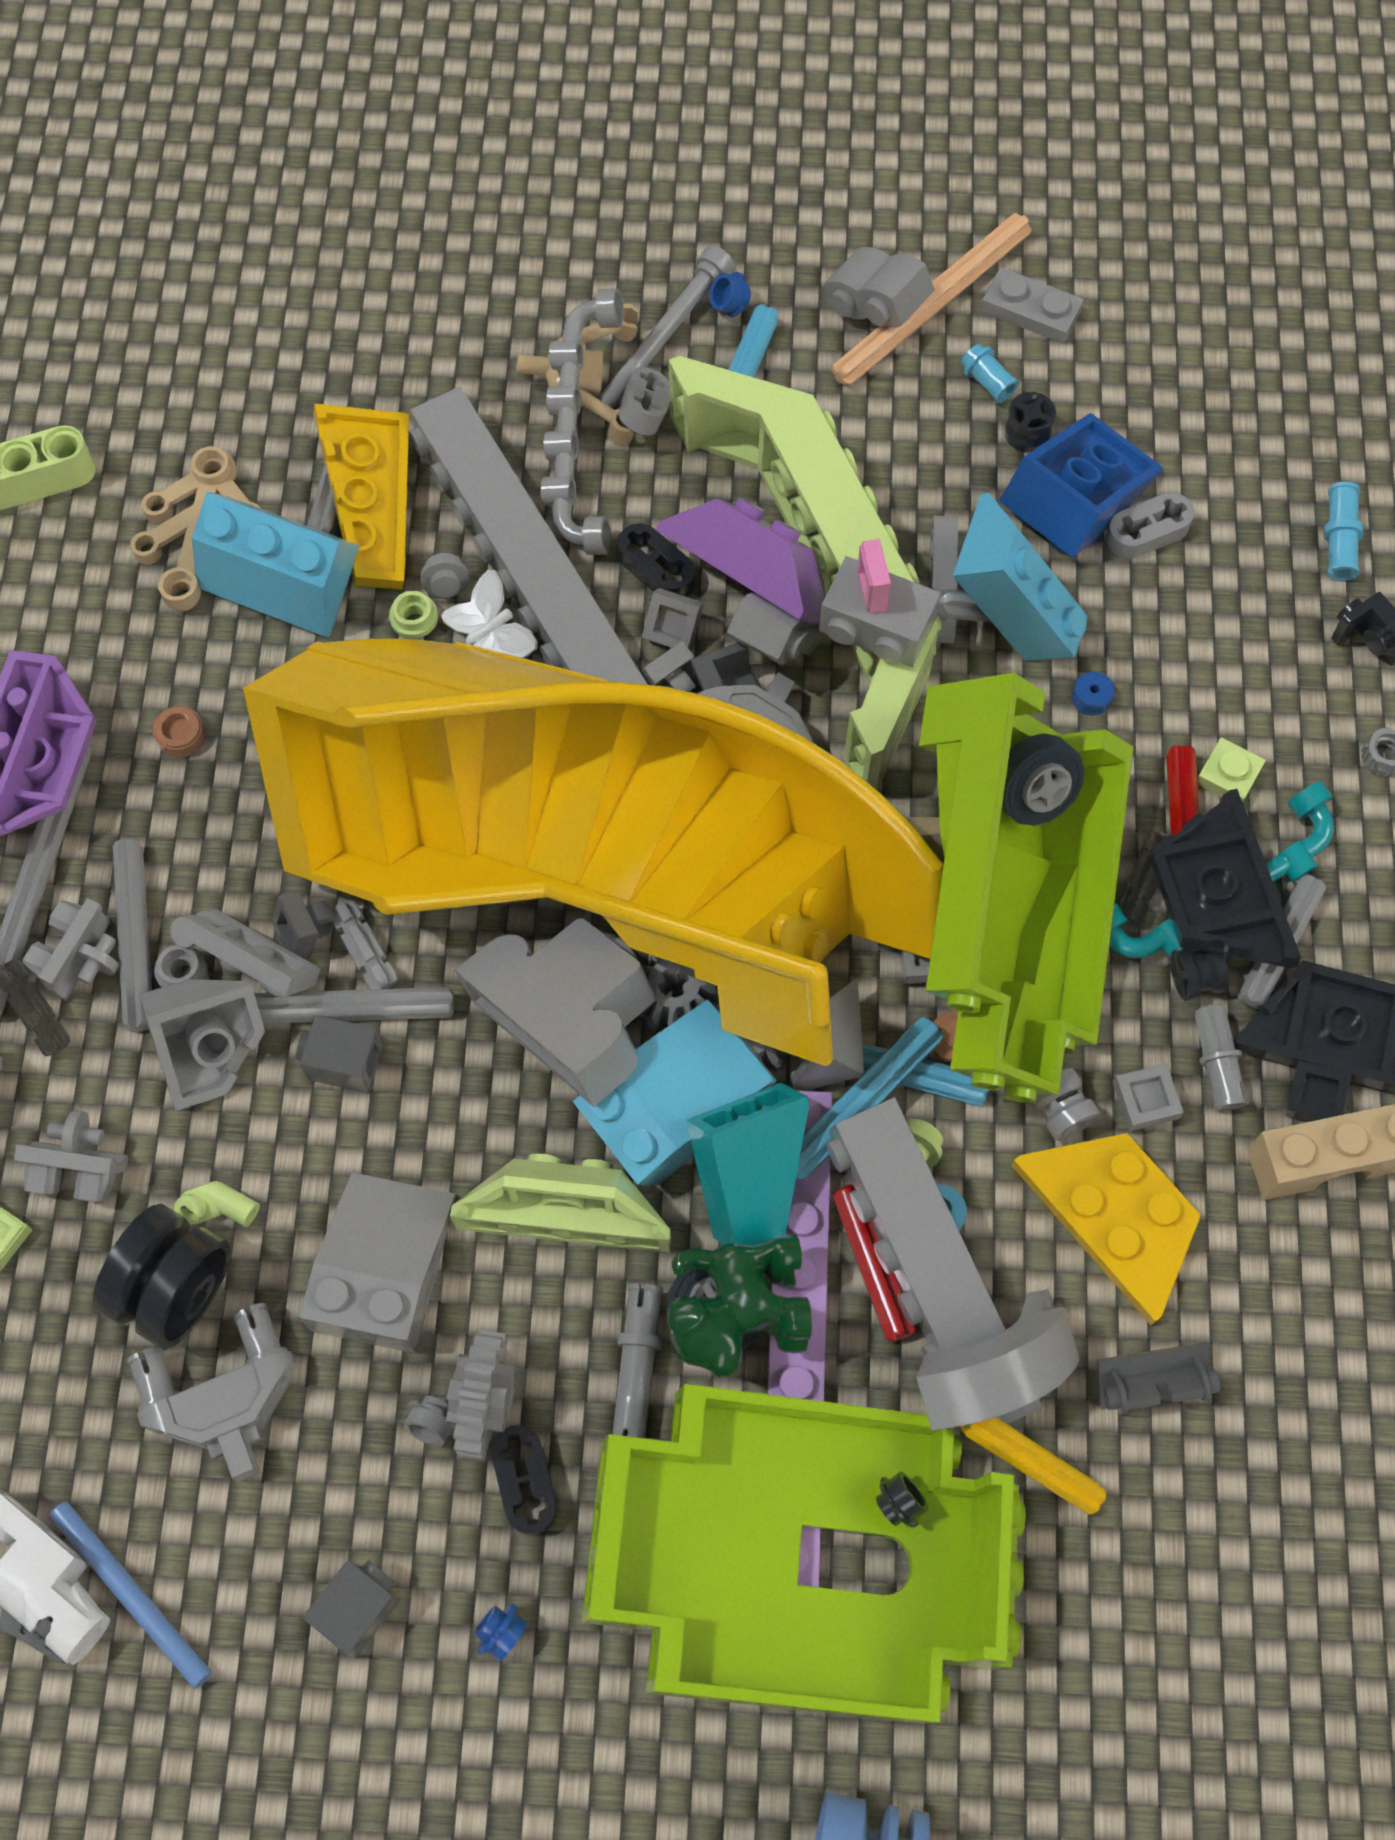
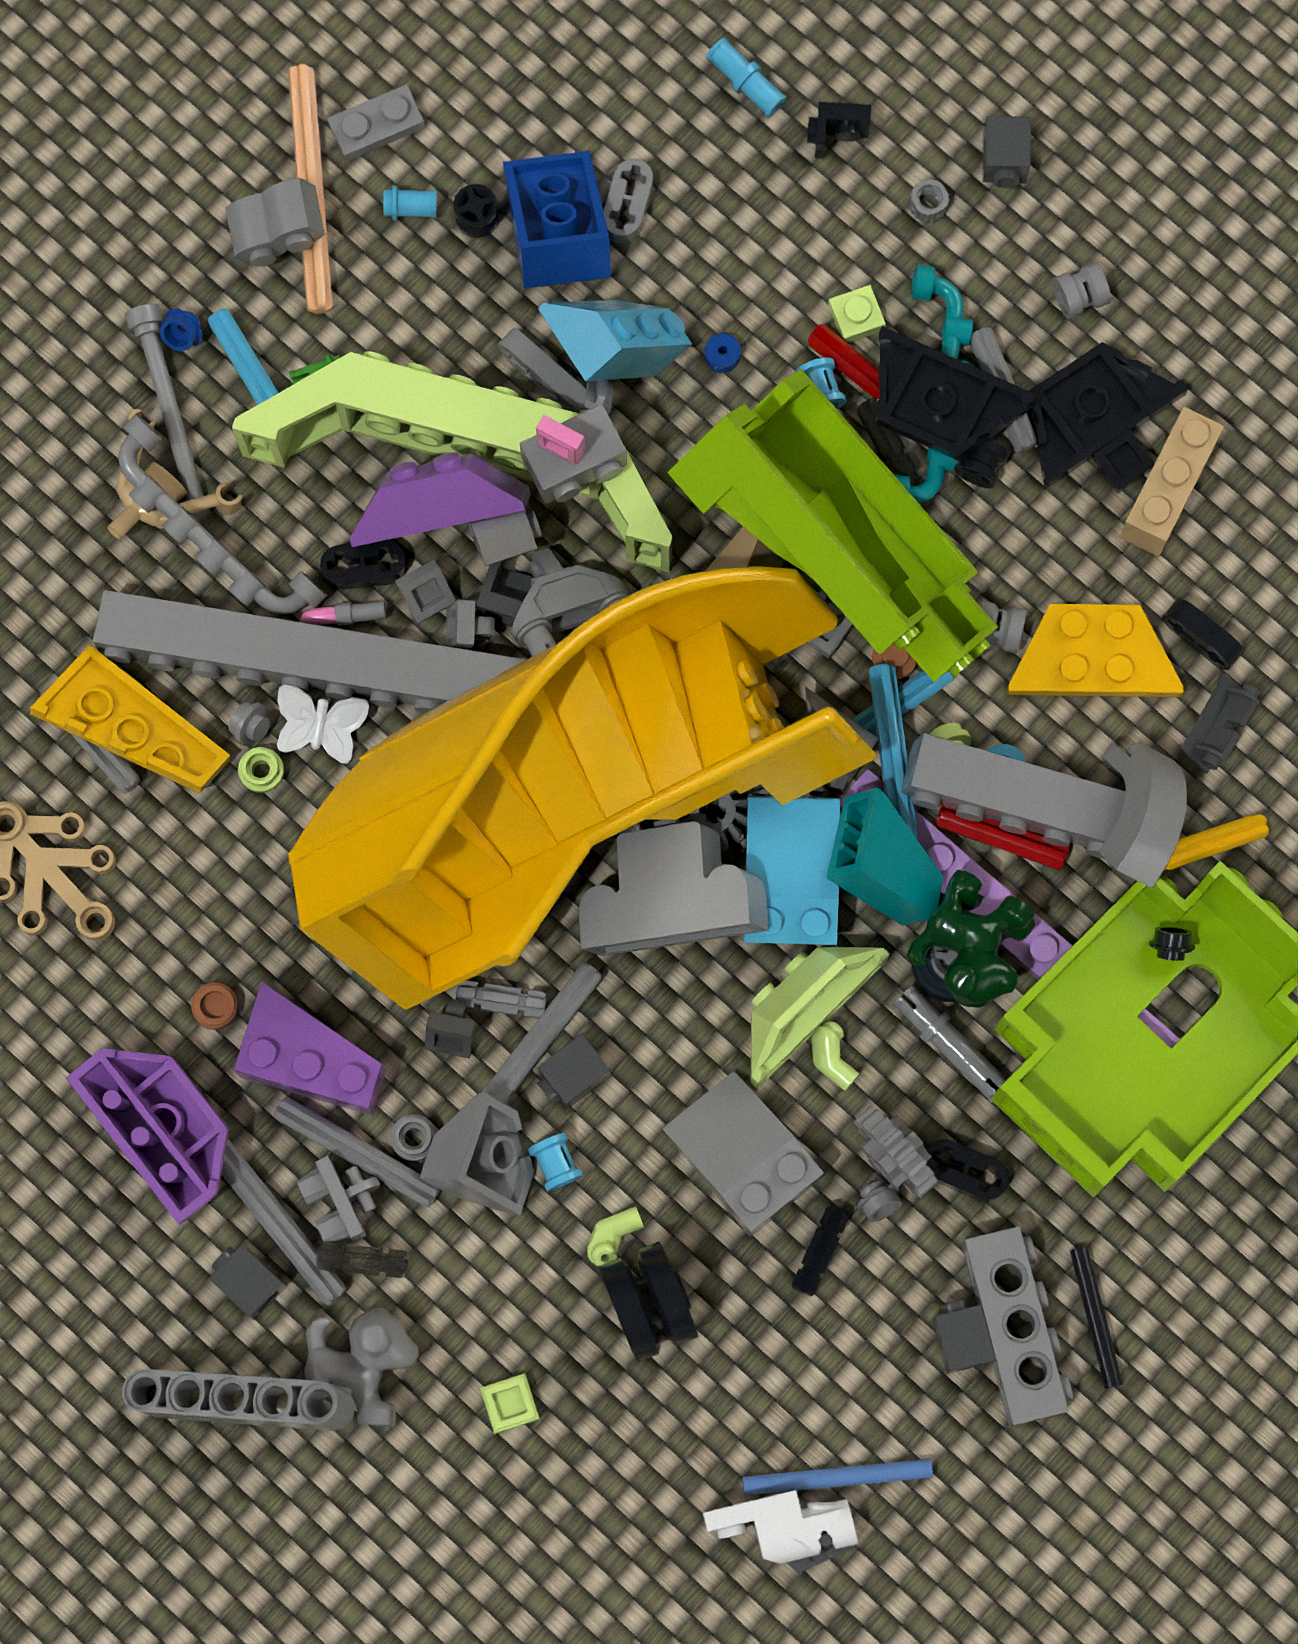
camera: 50 degrees left, 10 degrees up
(46, 1160) = (488, 1324): light grey hips -> none
(183, 824) = (305, 1057): none -> medium lavender wedge
(223, 1411) = (767, 1331): light grey connector -> none
(245, 951) = (443, 1081): light grey plate -> none
(246, 1102) = (555, 1162): none -> medium azure bush
(271, 563) = (140, 836): medium azure slope -> none
(331, 1717) = (1020, 1400): none -> light grey brick
(341, 1403) = (820, 1250): none -> black axle
(474, 1729) = (1096, 1317): none -> black bar
(499, 1631) = (1052, 1256): blue plate -> none
(533, 1264) = (826, 1055): none -> yellowish green arm
(602, 580) = (345, 613): none -> light grey piece
(645, 401) = (219, 458): light grey beam -> none
(1041, 779) = (784, 443): black wheel -> none
(1145, 781) = (822, 375): none -> medium azure bush
(1148, 1097) = (1037, 569): light grey plate -> none
(1220, 1058) = (1048, 500): light grey axle -> none
(1226, 1295) = (1203, 634): none -> black beam

